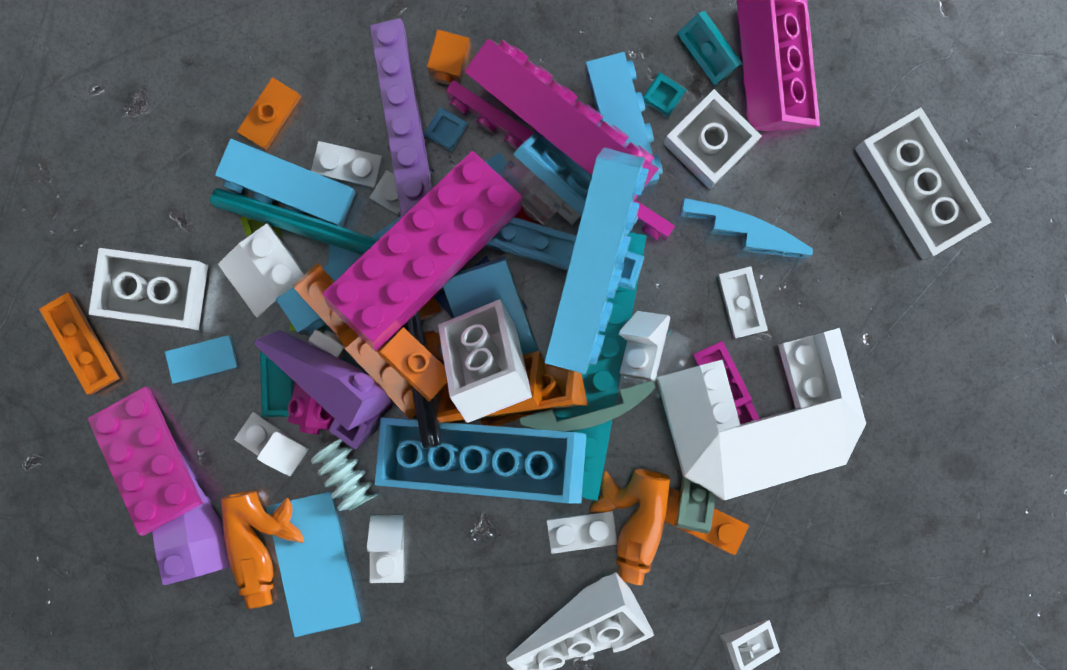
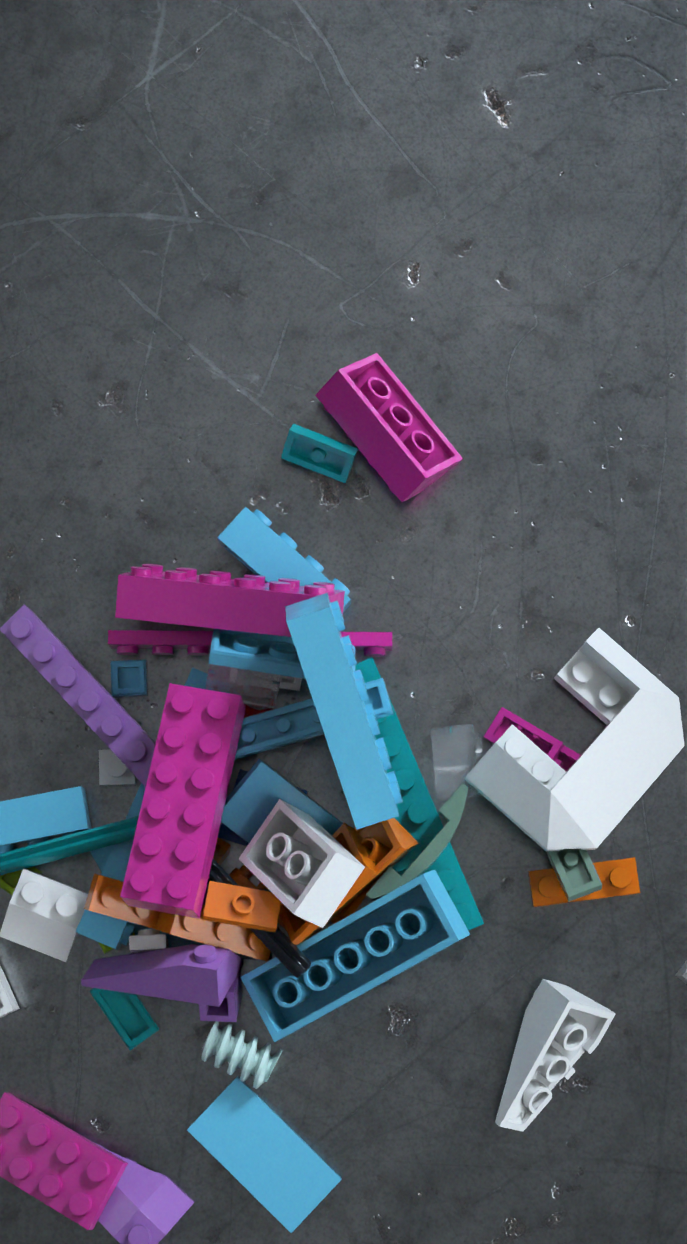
camera: 30 degrees left, 5 degrees down
(201, 359) = (40, 1033): medium azure tile -> none
(245, 551) = (195, 1183): orange piece -> none
(271, 444) = (154, 1069): white slope -> none
(308, 413) = (170, 1016): dark pink brick -> none
(347, 165) = (59, 768): white plate -> none
(386, 548) = (322, 1095): white slope -> none
(448, 57) = (90, 612): orange brick -> none
(581, 532) = (489, 963): white plate -> none
(644, 345) = (433, 752): white slope -> none
(644, 529) = (542, 925): orange piece -> none
(663, 95) = (305, 520): teal tile -> none
(711, 139) = (374, 533): white brick -> none
(742, 302) = (497, 661): white plate -> none
(755, 233) = (470, 592): medium azure slope -> none
(922, 184) = (586, 453): white brick -> none

